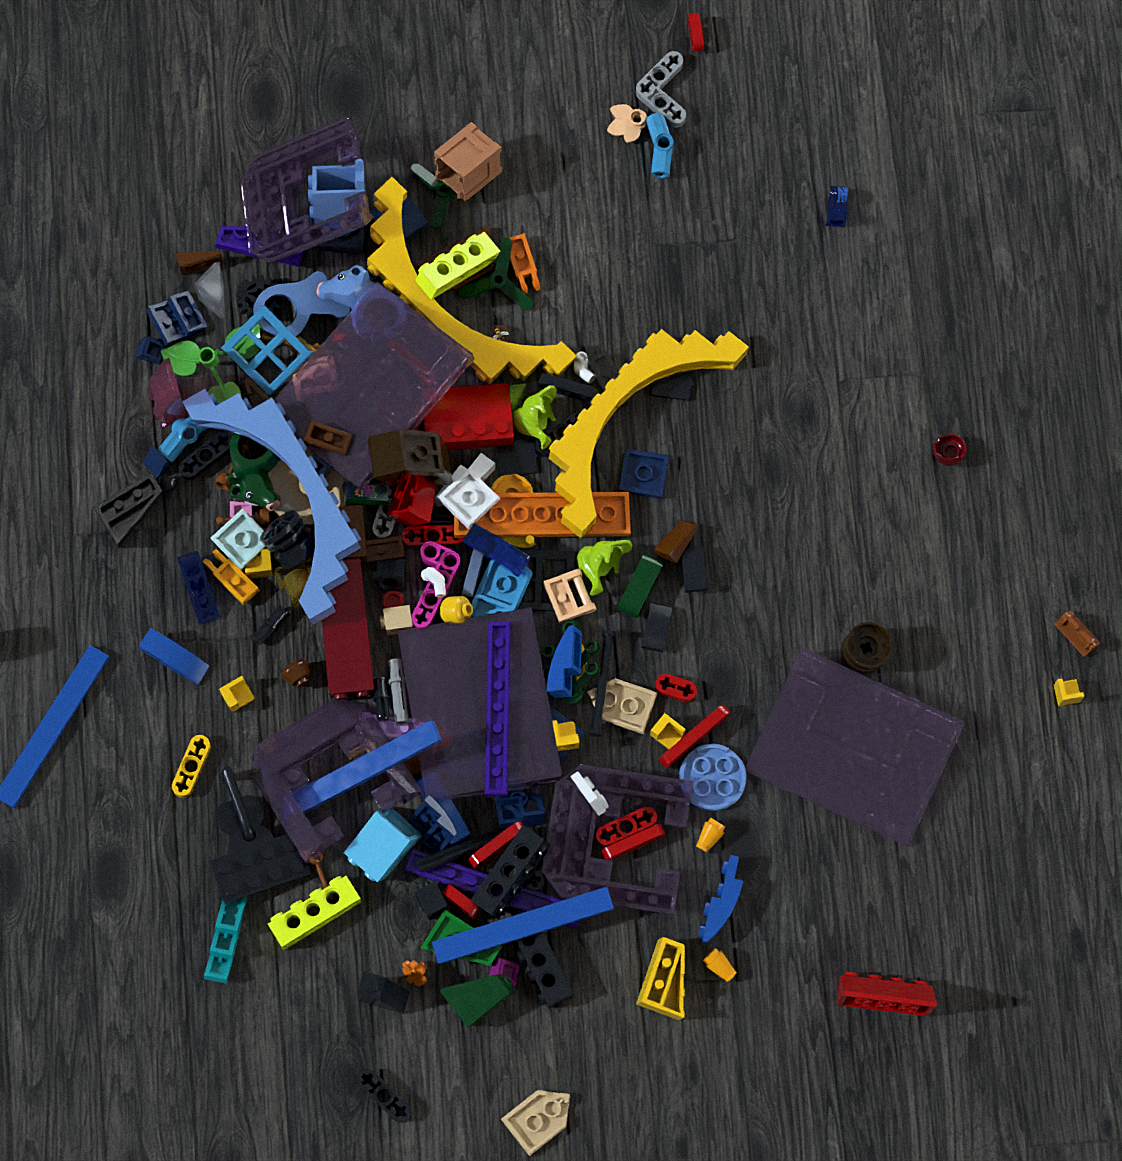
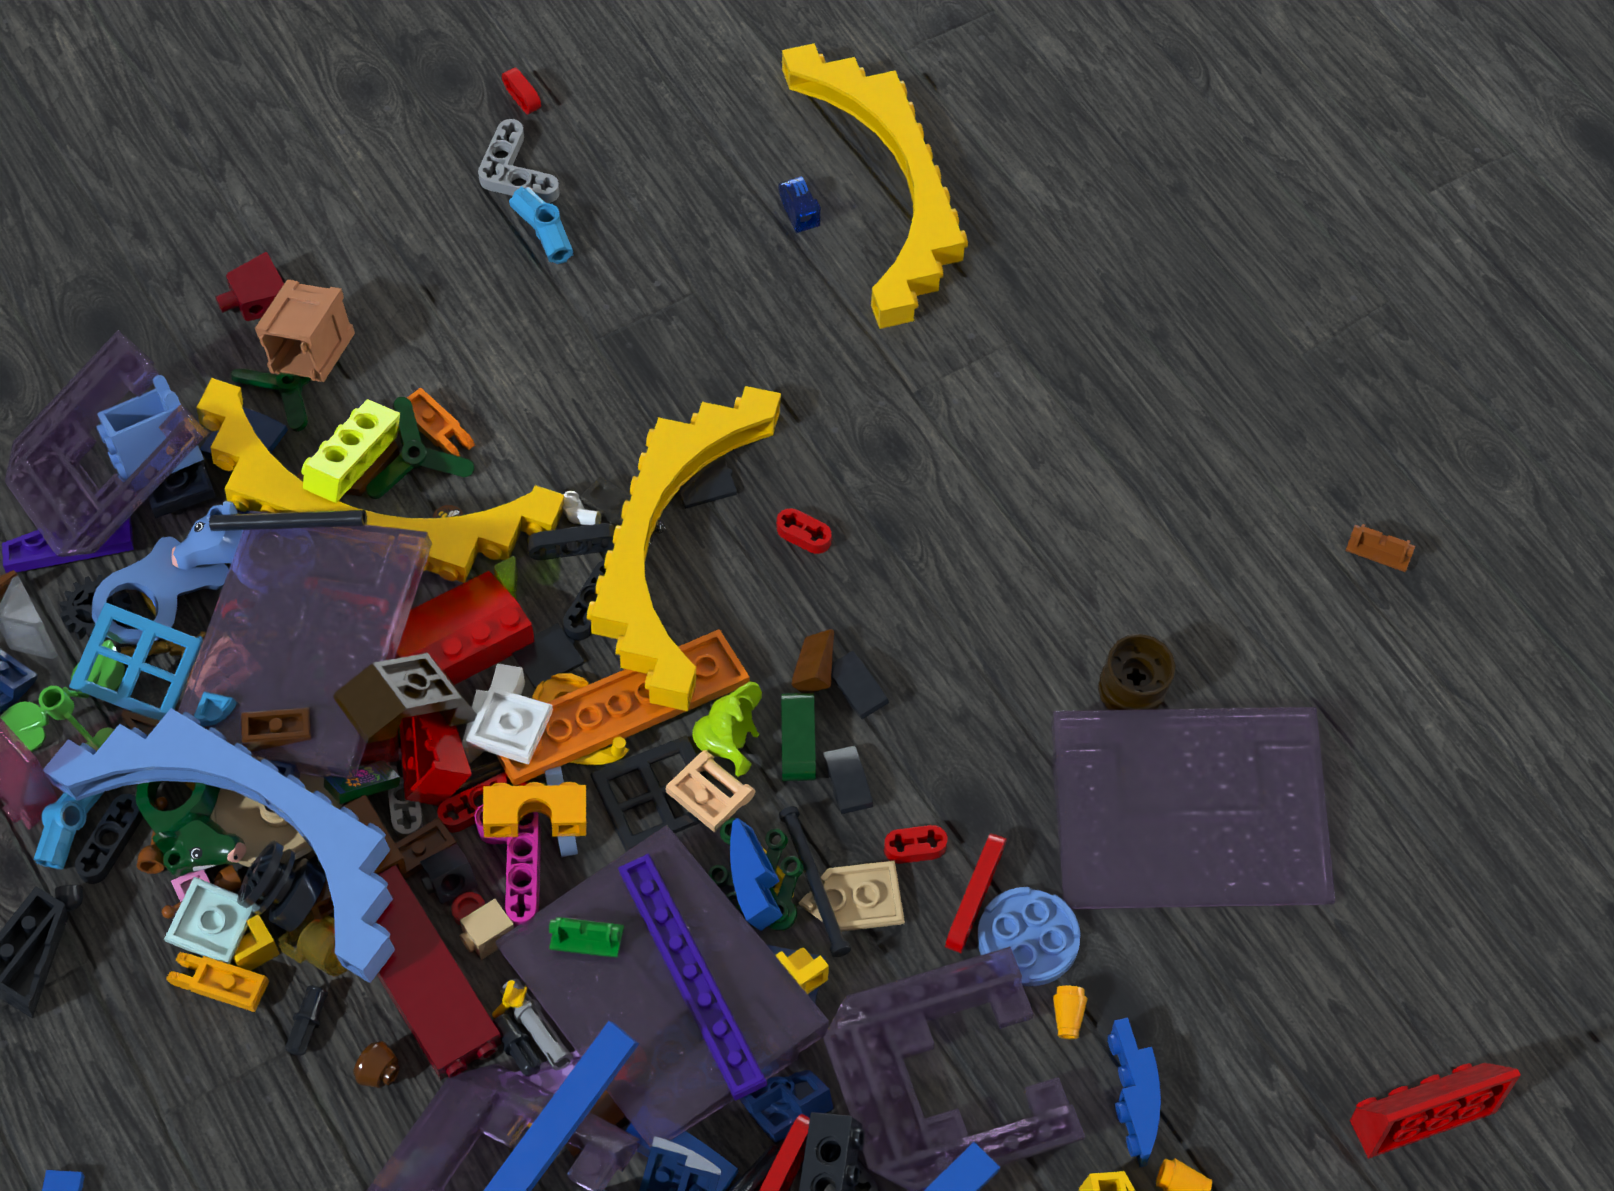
camera: 25 degrees left, 15 degrees down
(156, 462) = (40, 874): dark blue slope -> none
(174, 656) = (181, 1127): blue slope -> none
(198, 587) = (176, 1014): clear blue slope -> none
(236, 694) = (300, 1137): yellow panel -> none
(297, 406) = (214, 708): none -> dark azure tile
(391, 670) = (512, 998): none -> yellow hand
(394, 302) = (288, 520): none -> black piece
(437, 579) = (519, 845): white arm -> none
(440, 552) = (507, 805): none -> light orange arch
(449, 655) = (585, 937): none -> green hinge
(452, 110) = (251, 288): none -> dark red torso
(455, 609) = (562, 876): yellow head -> none
(496, 550) = (595, 769): clear blue slope -> none
(499, 591) = (613, 816): dark azure wing -> none
(533, 415) = (544, 588): lime piece -> none
(596, 800) = (891, 1026): white hinge -> none
(608, 828) = (942, 1081): red beam -> none
(624, 122) = (487, 217): light nougat plate -> none
(633, 842) = (971, 1071): red beam -> none
(643, 473) = (726, 601): dark blue tile -> none
(667, 731) = (936, 903): yellow panel -> none
(720, 445) = (805, 529): none -> red beam
(932, 156) = (883, 107): none -> yellow arch
(949, 449) = (1096, 407): dark red hair -> none
(1067, 692) = (1413, 620): yellow panel -> none

